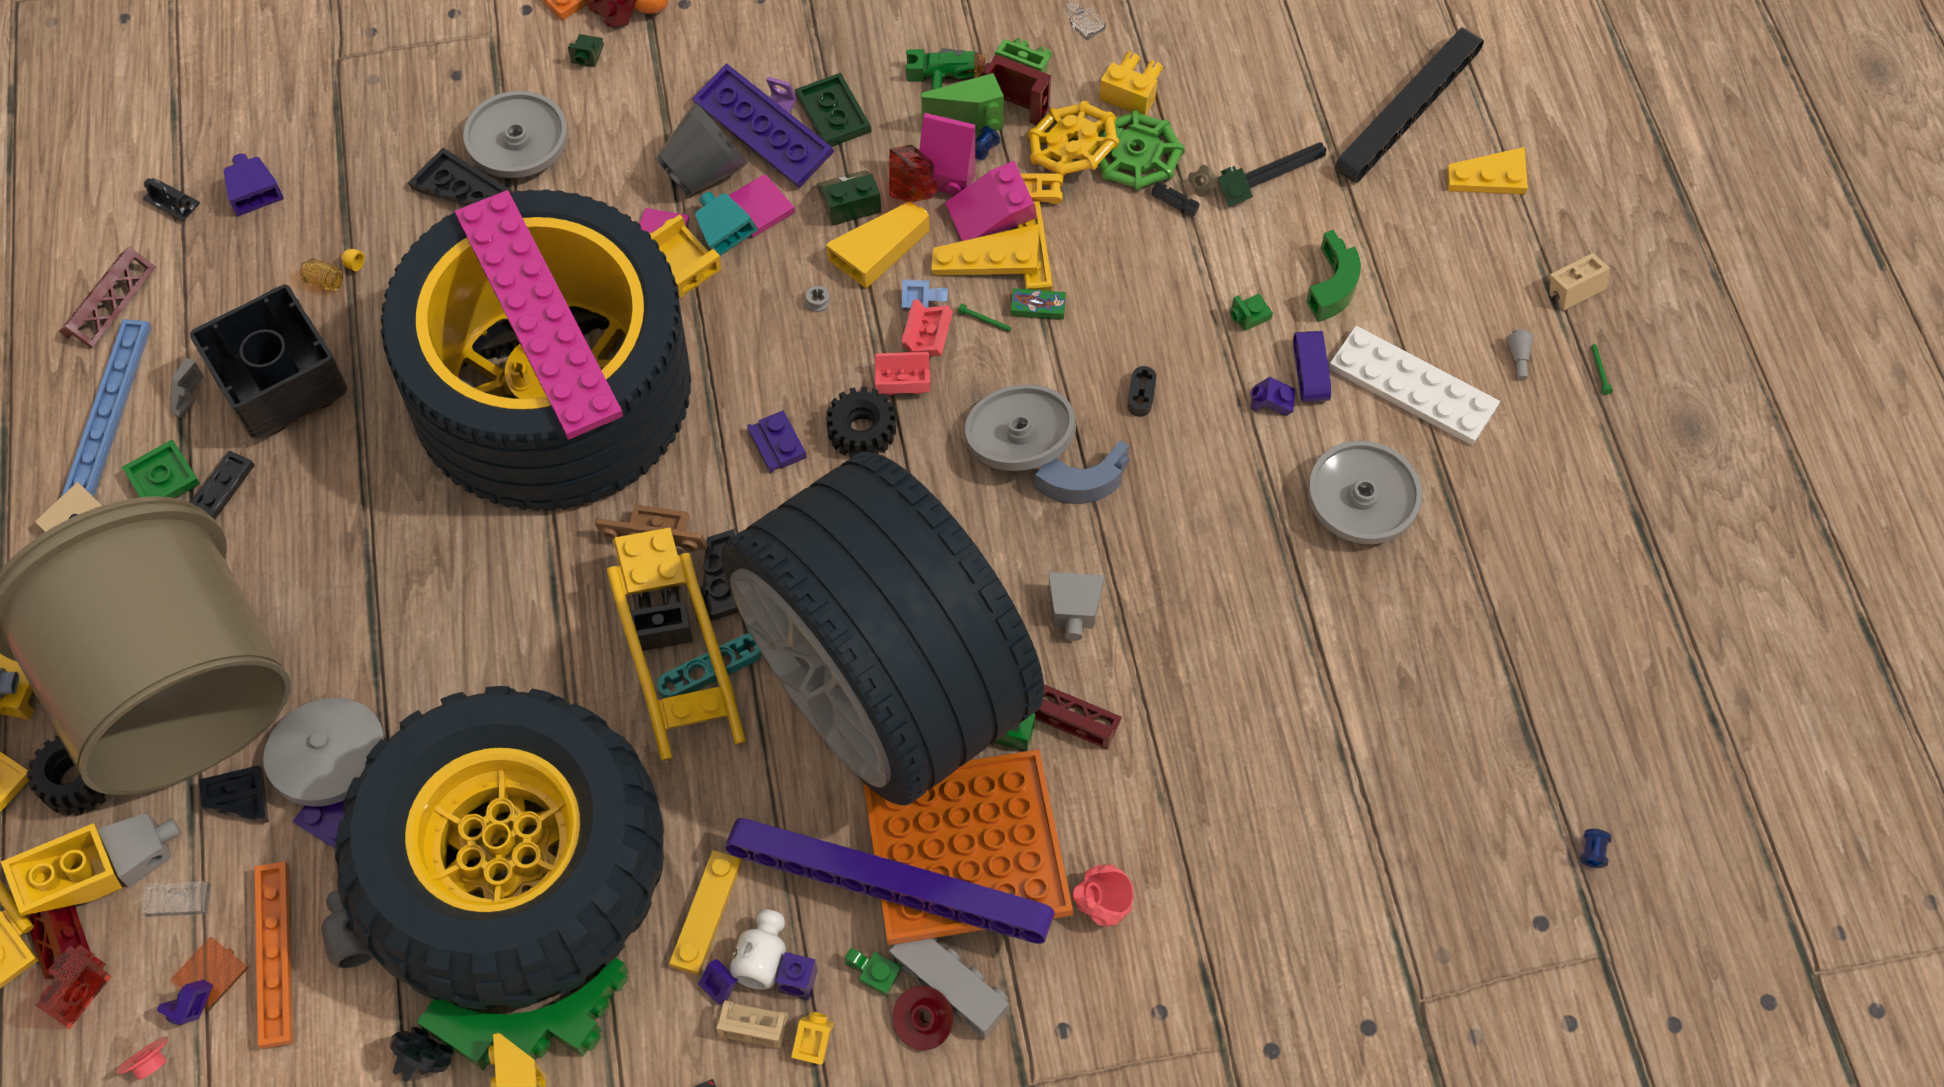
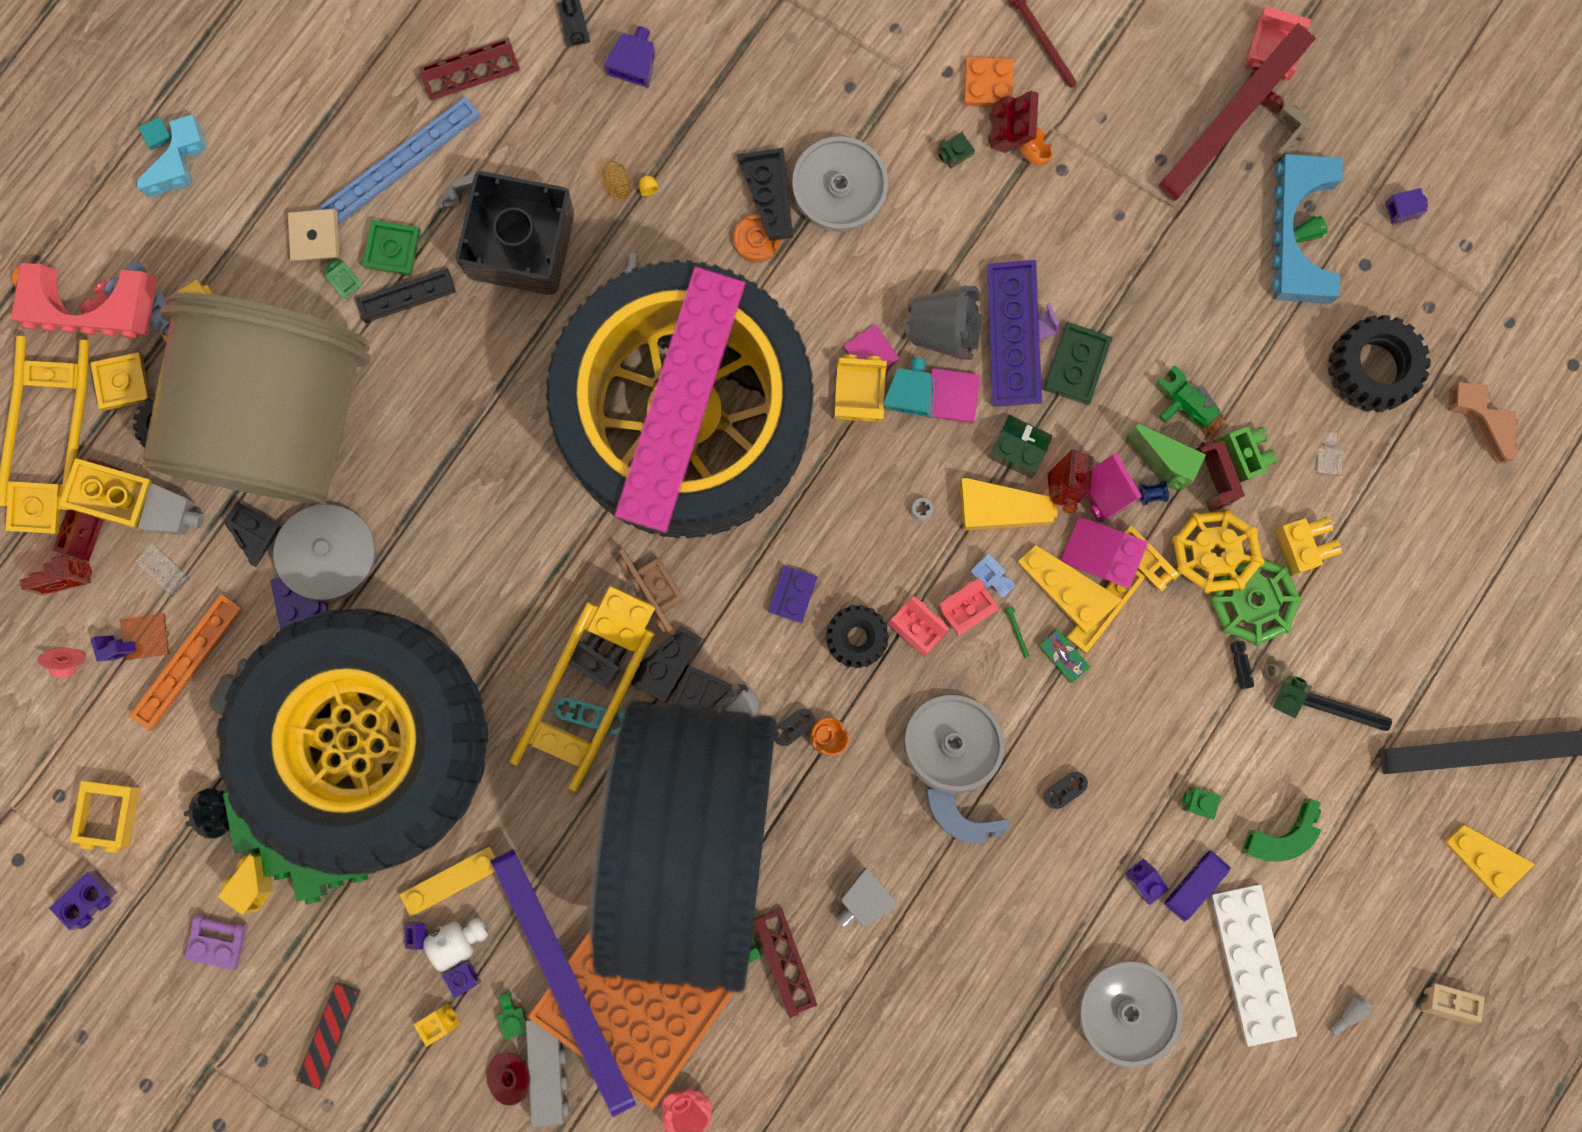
camera: 40 degrees right, 20 degrees up
(752, 1025) = (411, 981): tan hinge -> none
(1606, 388) = (1382, 1096): green piece -> none

